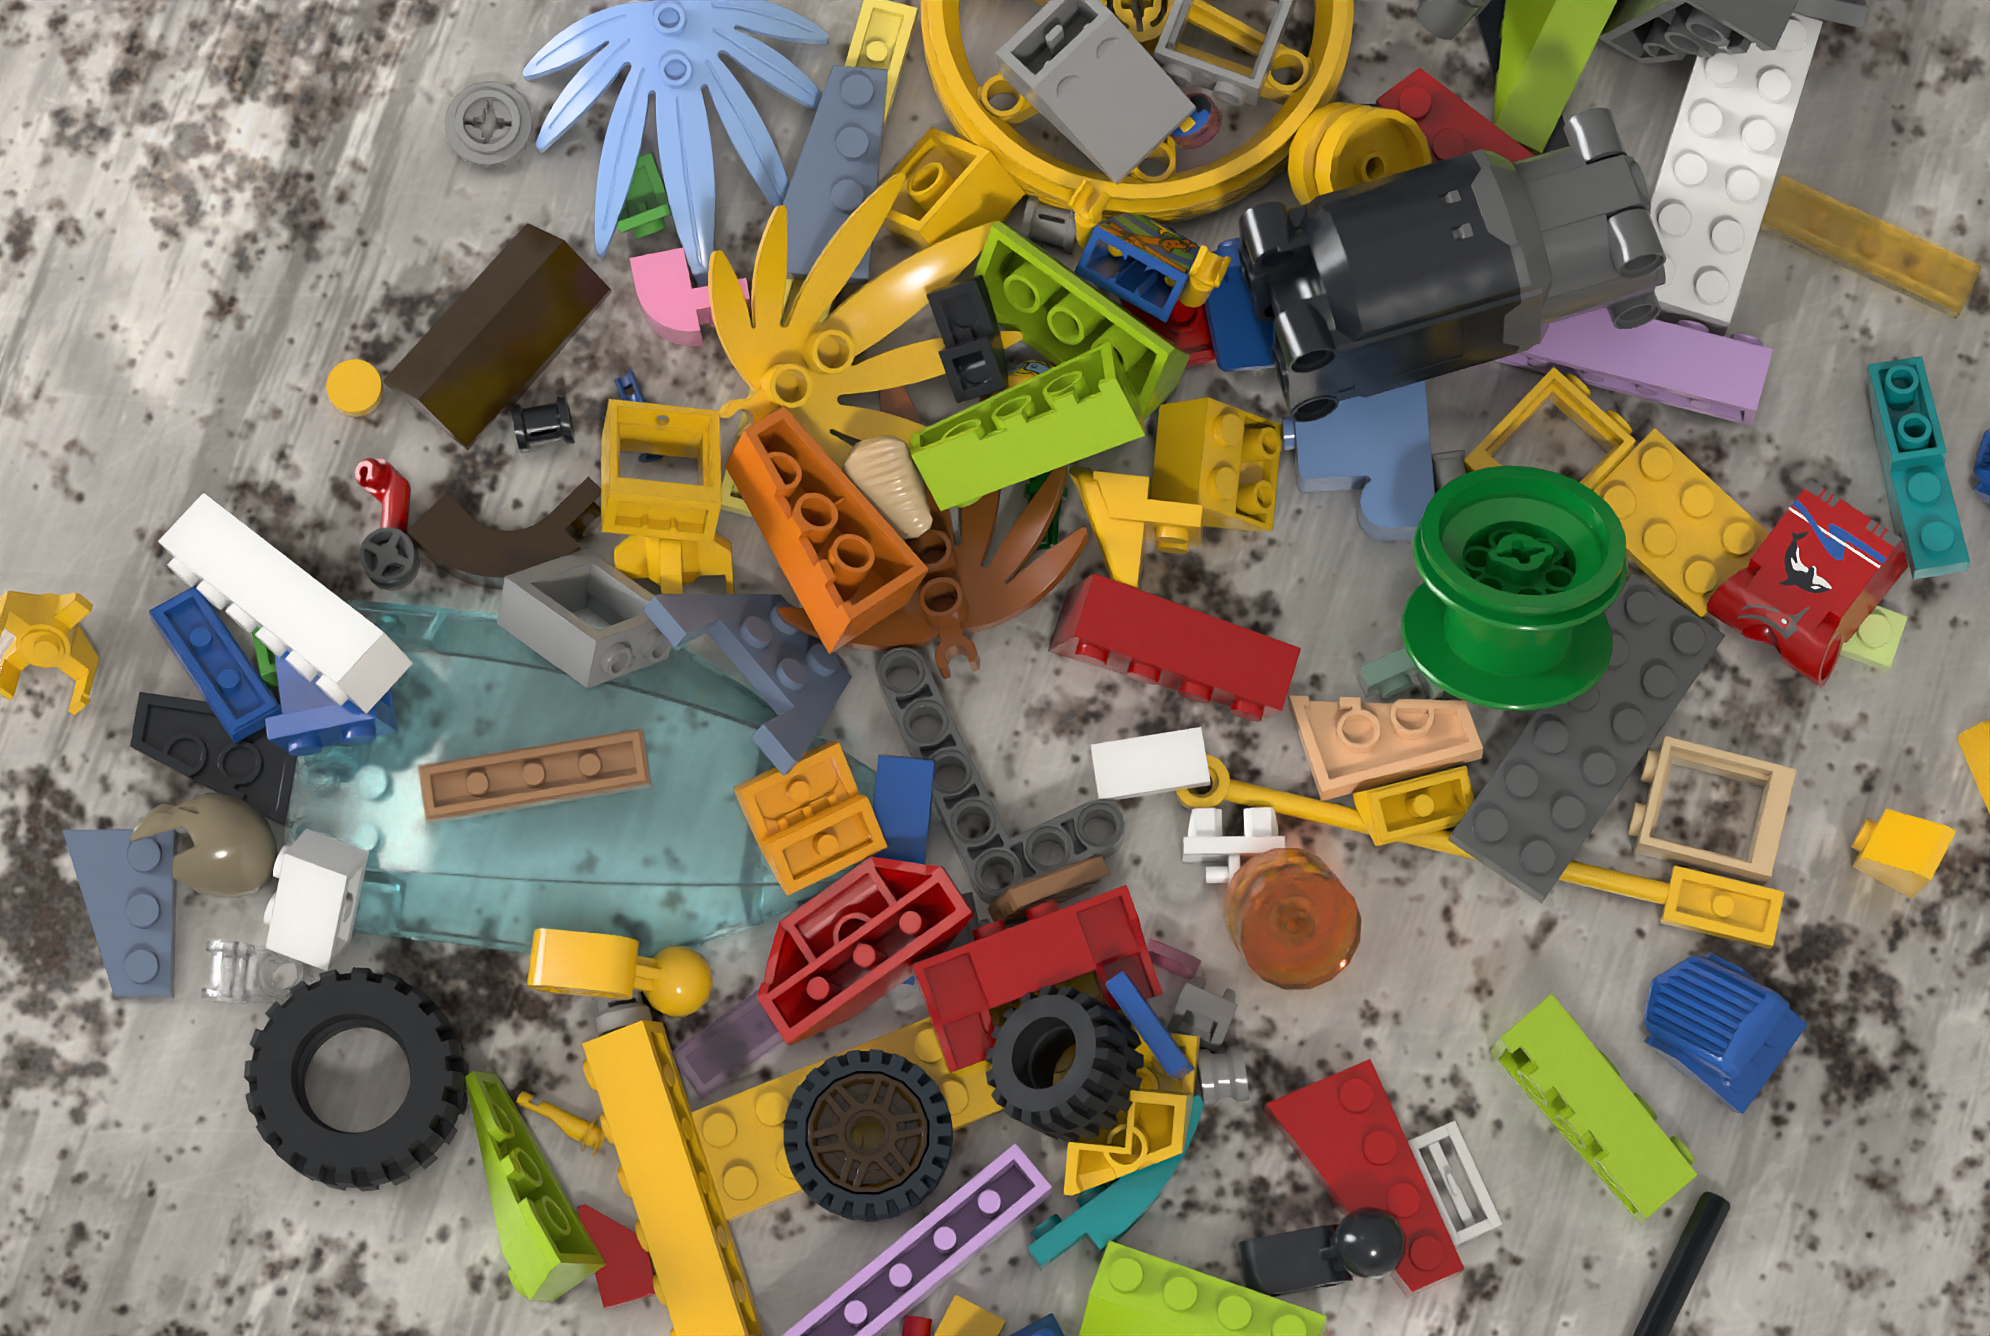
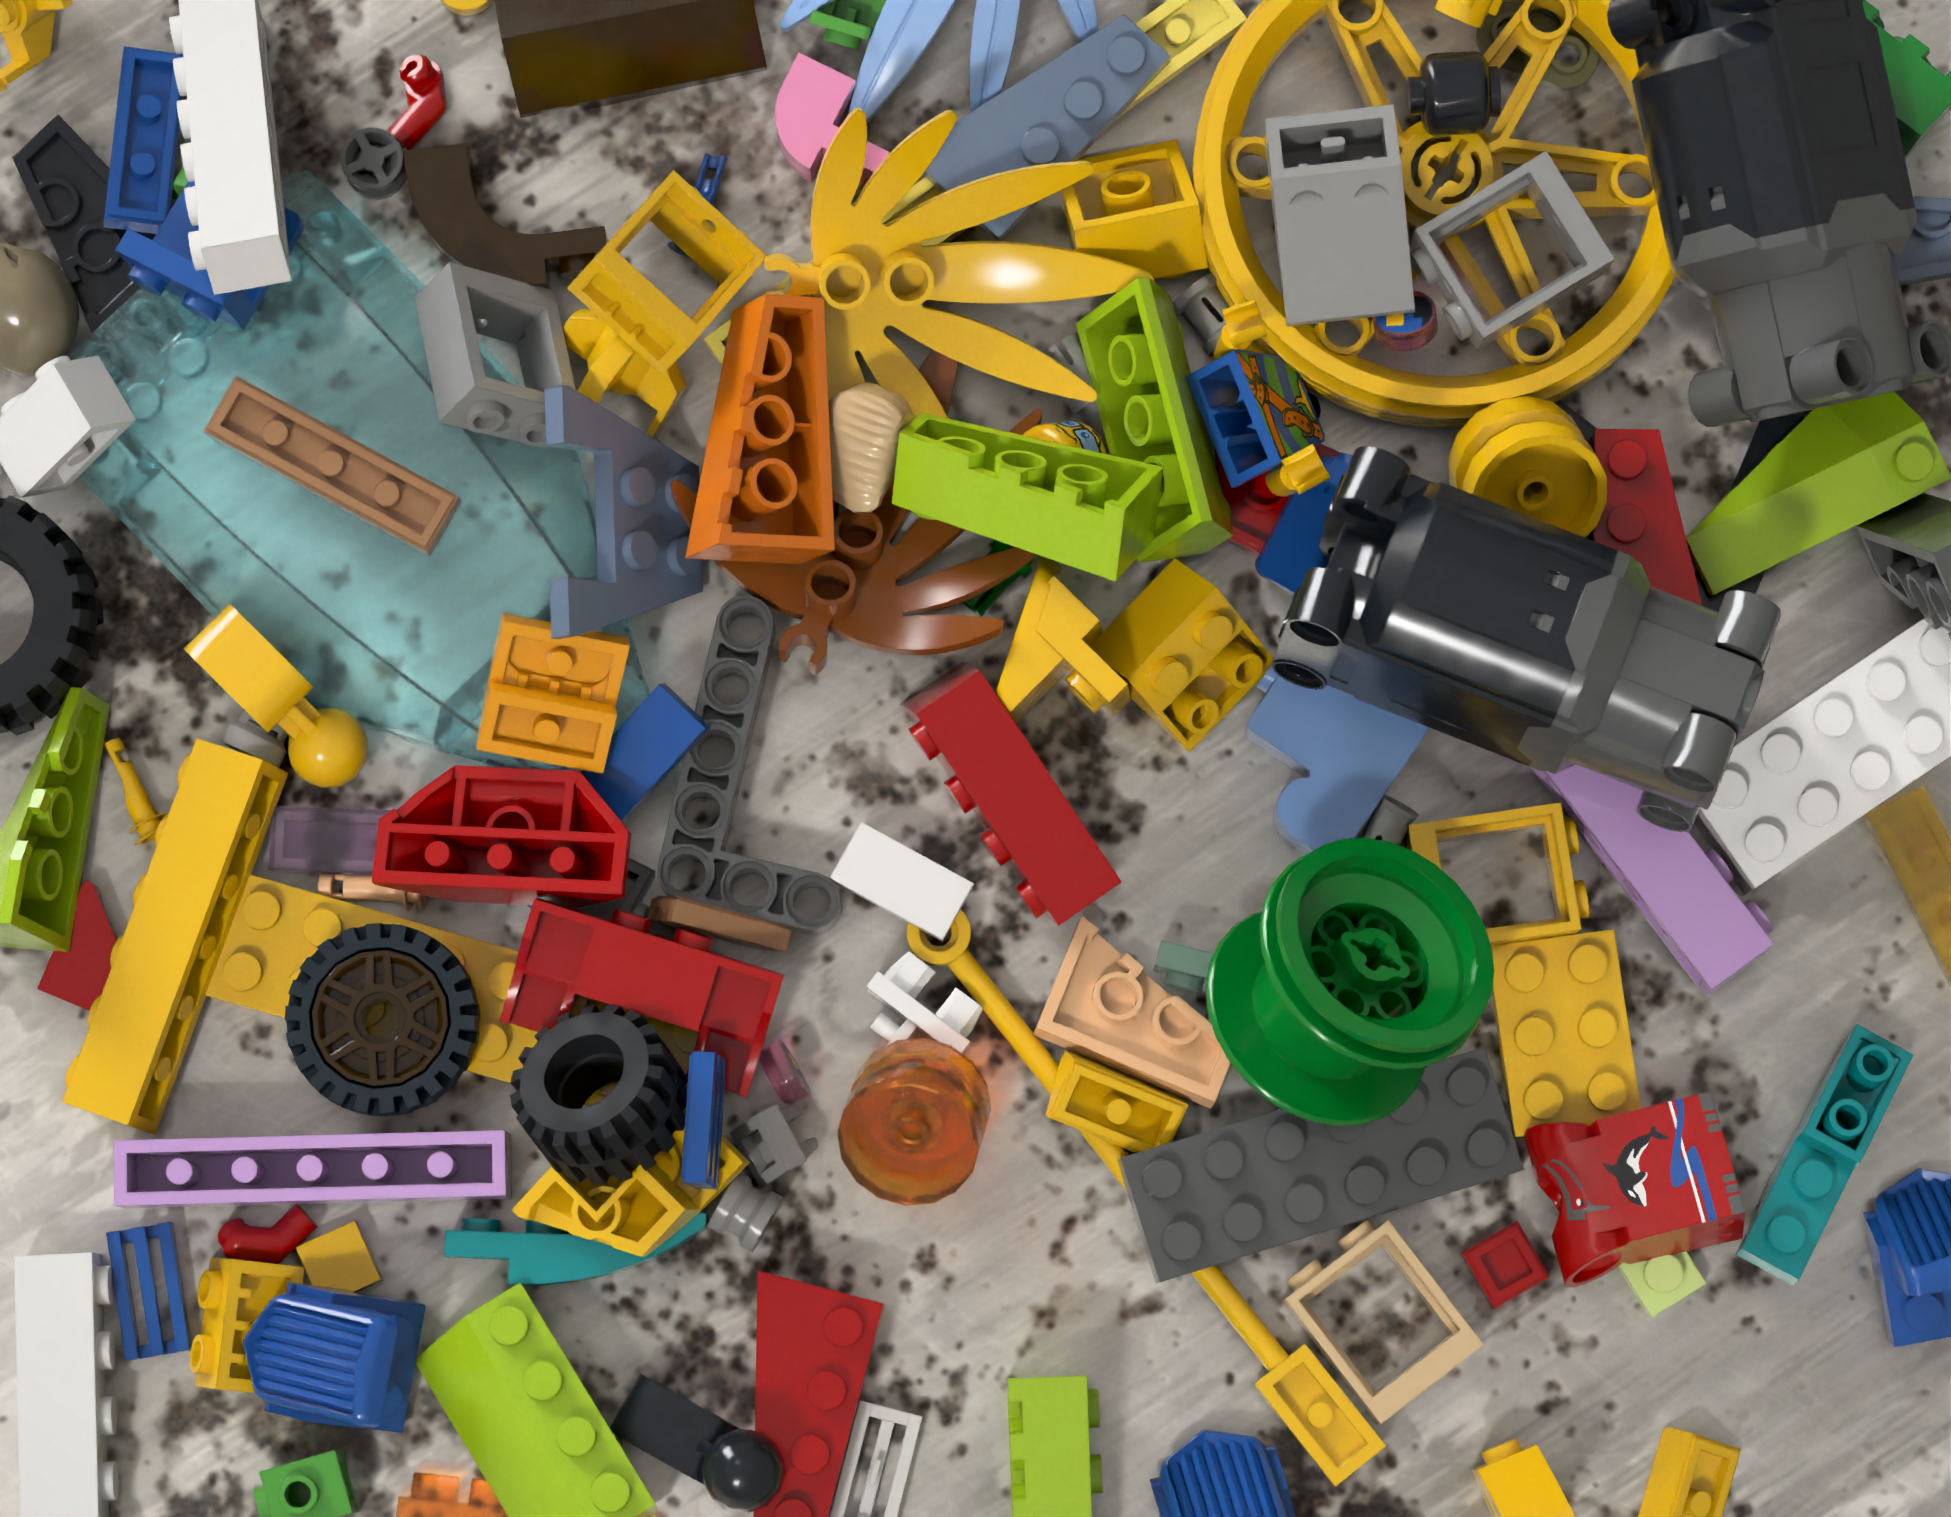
camera: 35 degrees right, 5 degrees up
(543, 424) = (606, 145): black bush -> none
(782, 1058) = (361, 888): none -> light nougat piece
(971, 337) = (1042, 376): black slope -> none
(1763, 710) = (1504, 1265): none -> red tile

